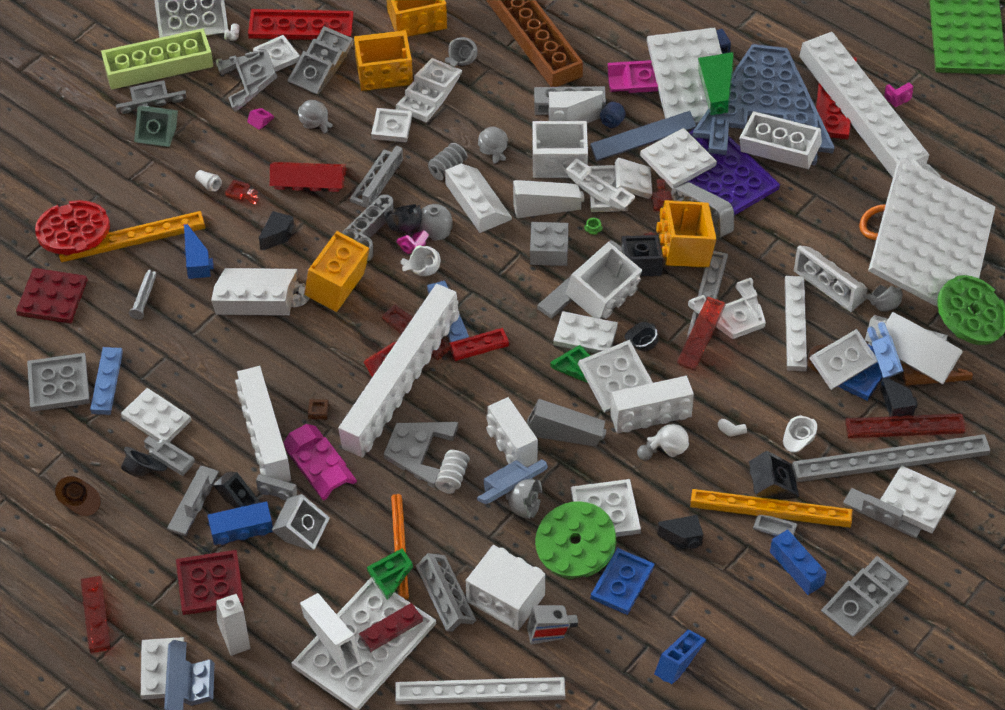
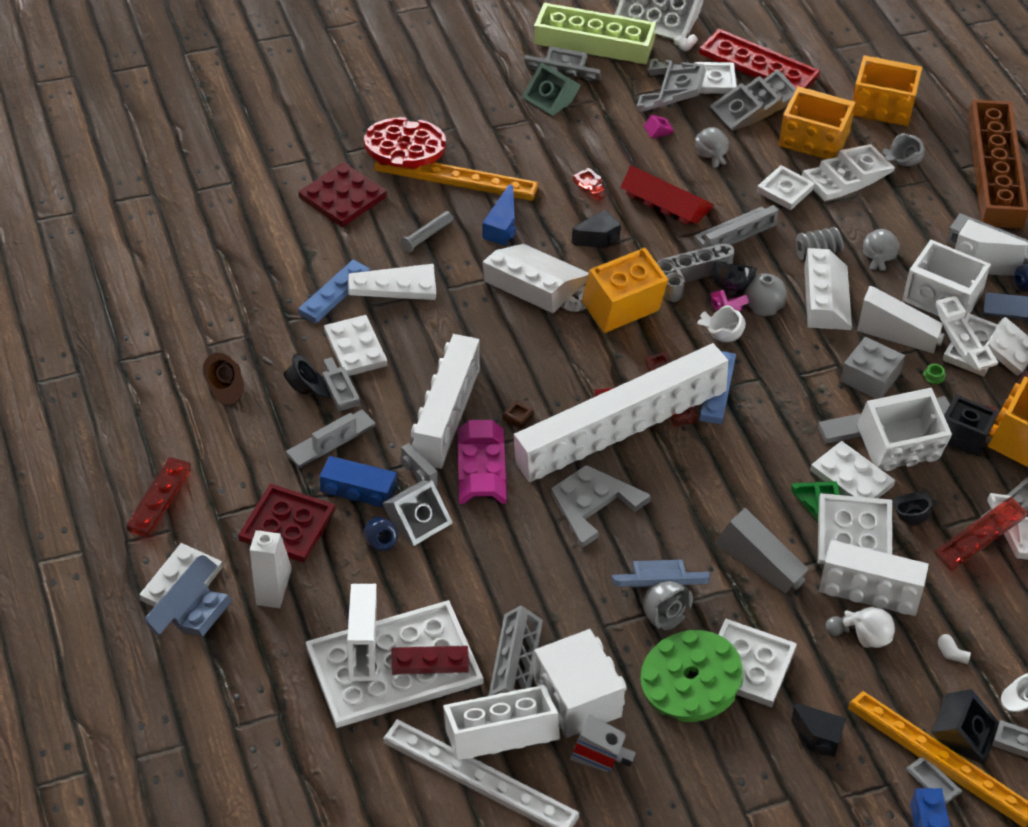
camera: 30 degrees right, 5 degrees down
(58, 382) = (288, 270): light grey plate -> none
(152, 349) = (402, 282): none -> white wing
(210, 181) = (566, 160): white cone -> none
(235, 490) = (376, 448): black slope -> none
(287, 554) = (387, 536): none -> dark blue head
(390, 572) = (469, 604): green wing -> none
(399, 537) = (501, 587): orange axle -> none
(452, 471) = (608, 539): white piece -> none
(473, 644) = (501, 722): none -> white brick
(479, 344) = (729, 431): red tile -> none
(512, 433) = (696, 530): white brick -> none
(622, 581) = (715, 746): blue plate -> none

